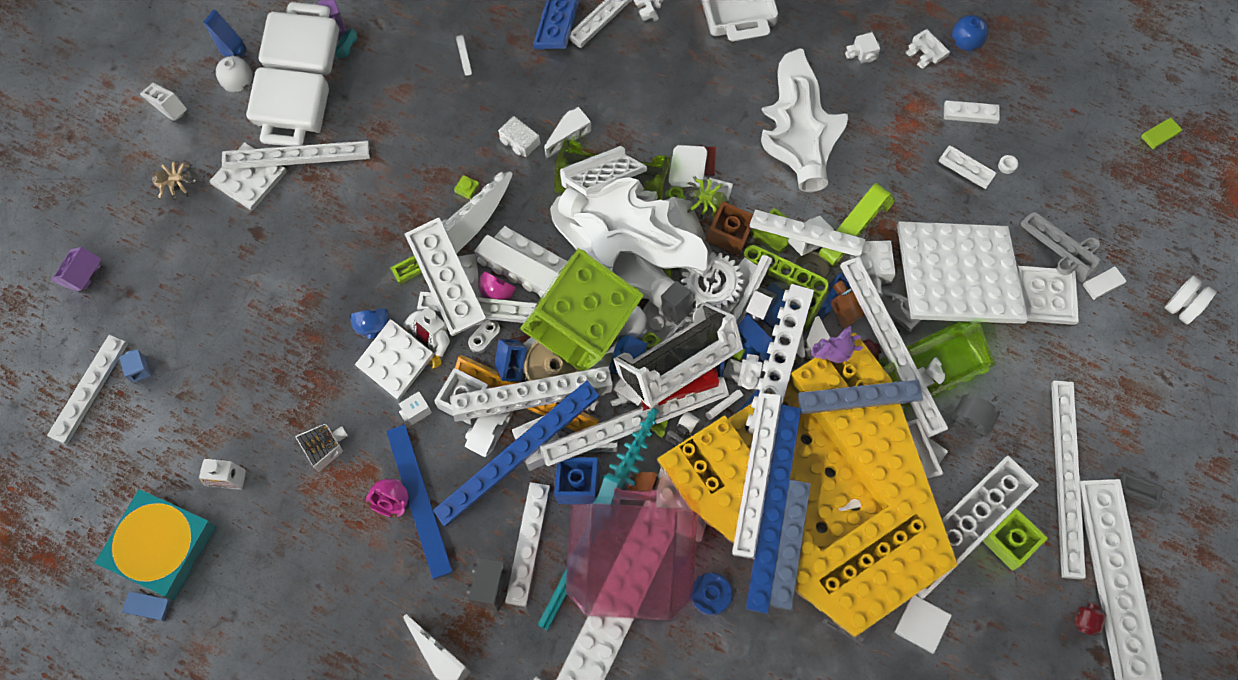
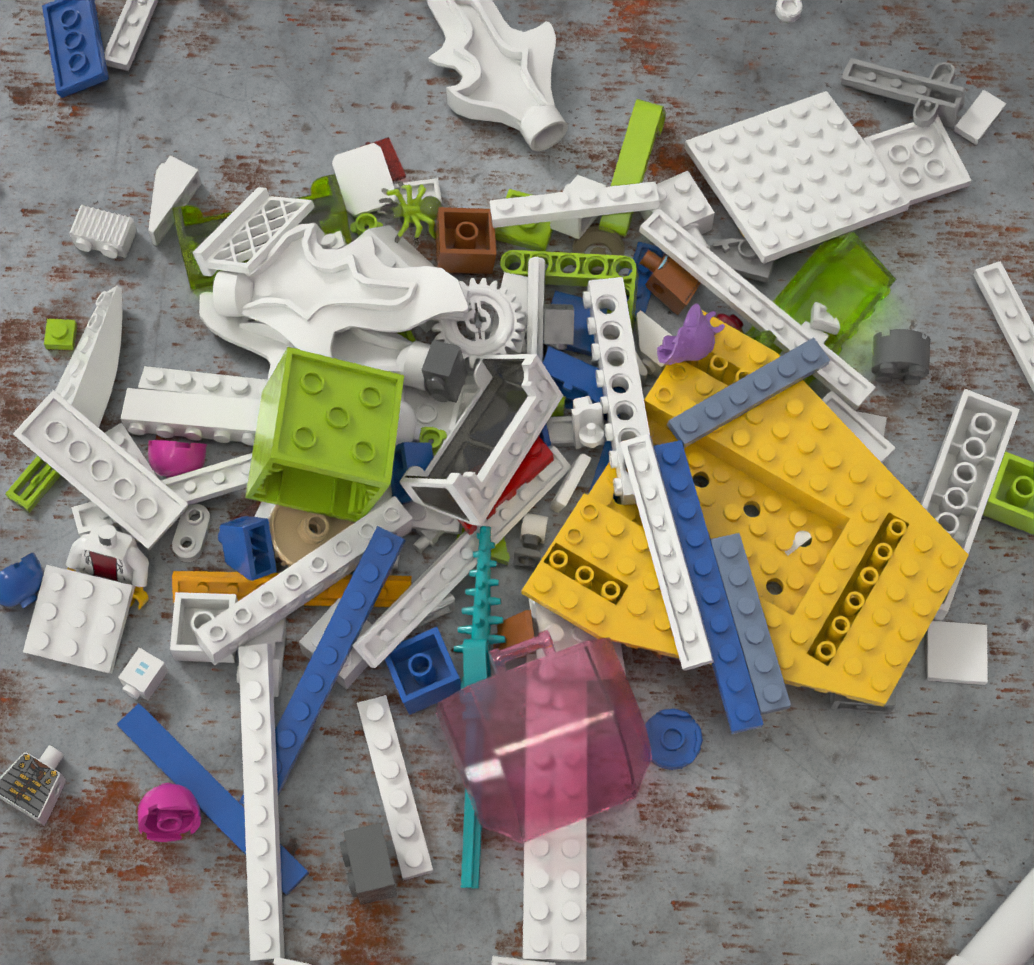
camera: 30 degrees left, 0 degrees up
(443, 517) = (261, 803): none -> white plate
(967, 167) = (738, 32): white plate -> none

